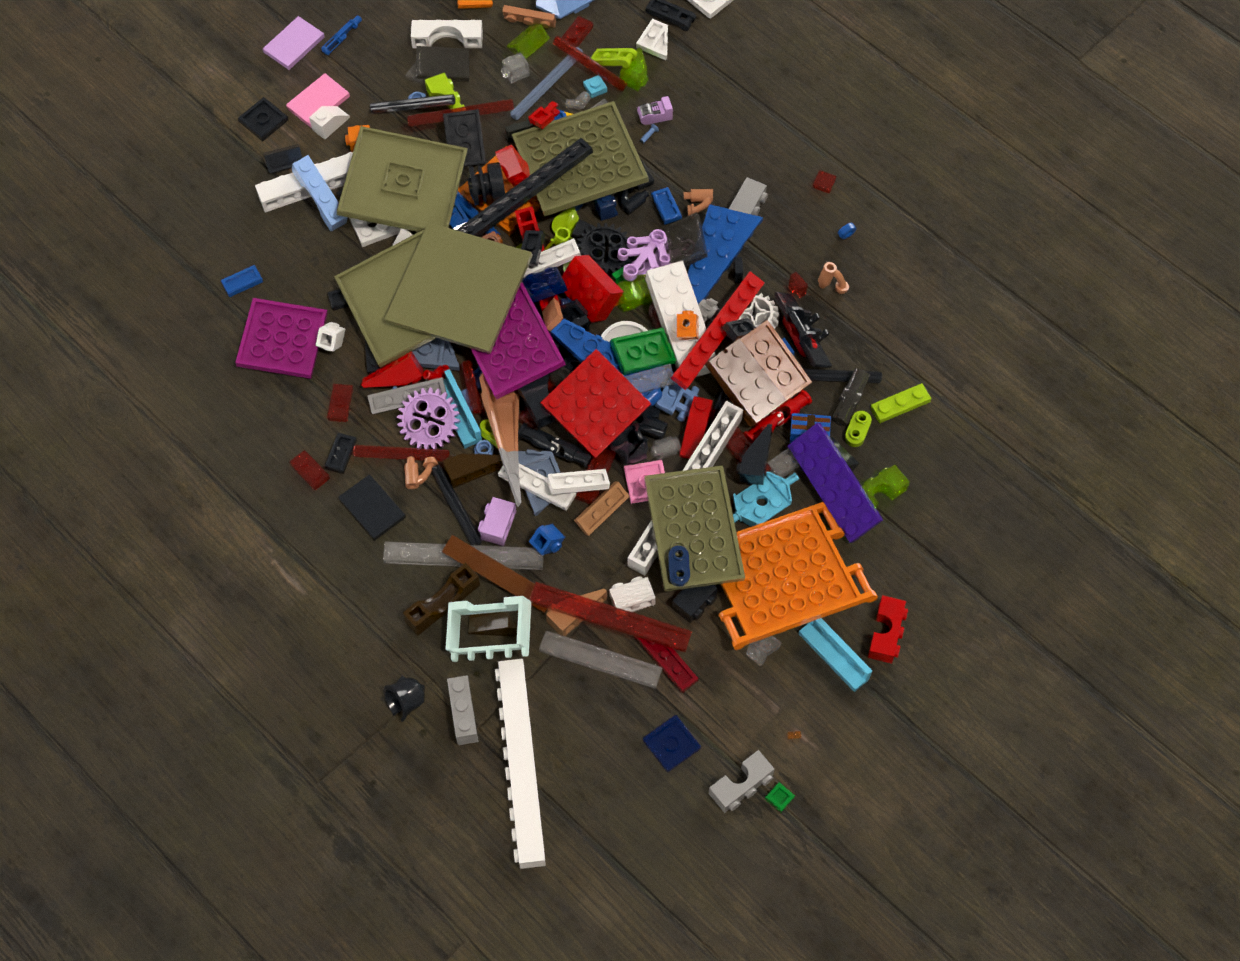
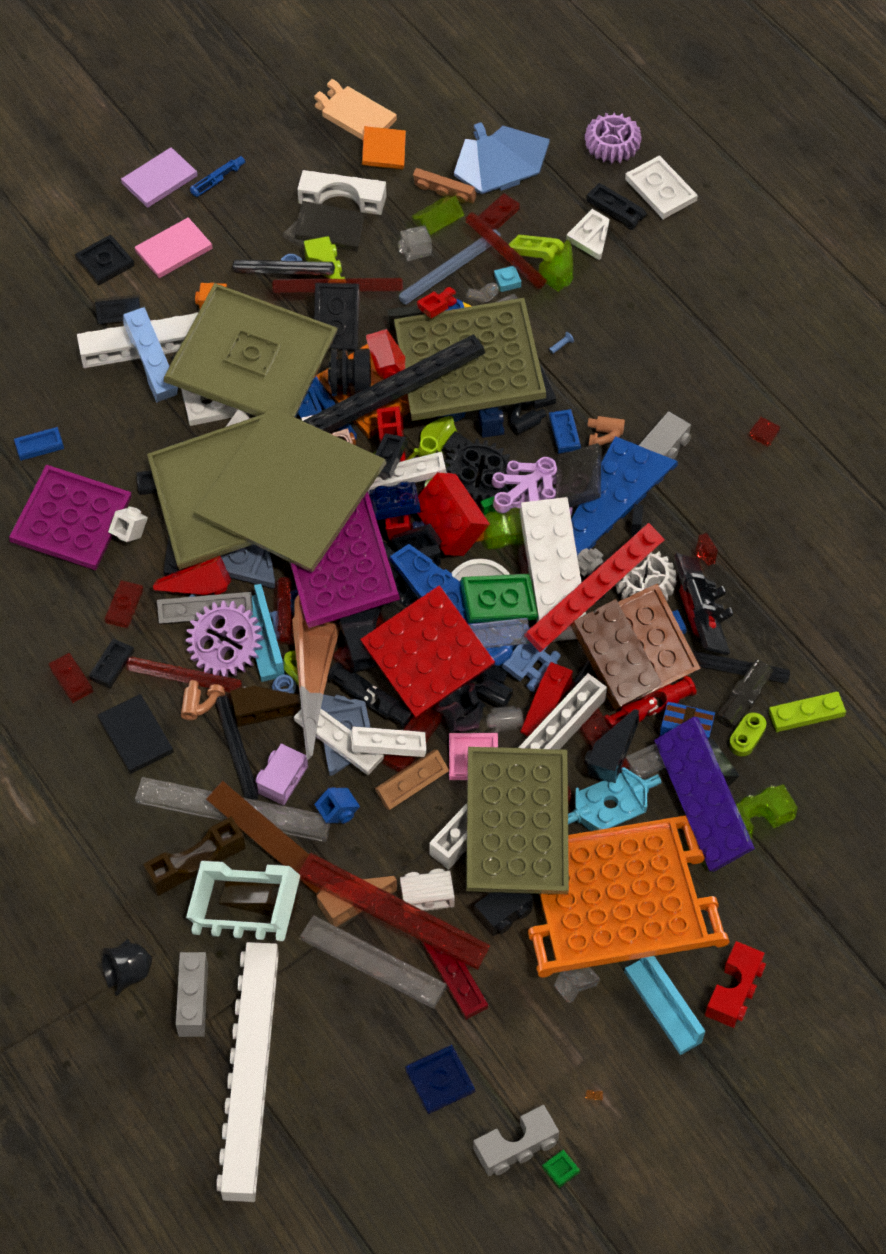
camera: 10 degrees right, 5 degrees down
(327, 120) = (179, 272): white slope -> none
(437, 373) = (247, 586): red arm -> none
(552, 314) = (397, 537): nougat tile -> none
(656, 111) = (574, 318): lavender leg -> none
(678, 565) = (488, 861): dark blue plate -> none
(690, 332) = (557, 583): orange brick -> none
(738, 328) = (619, 588): black plate -> none
(827, 274) = (743, 543): nougat plant -> none
(847, 230) = (780, 494): blue tile -> none

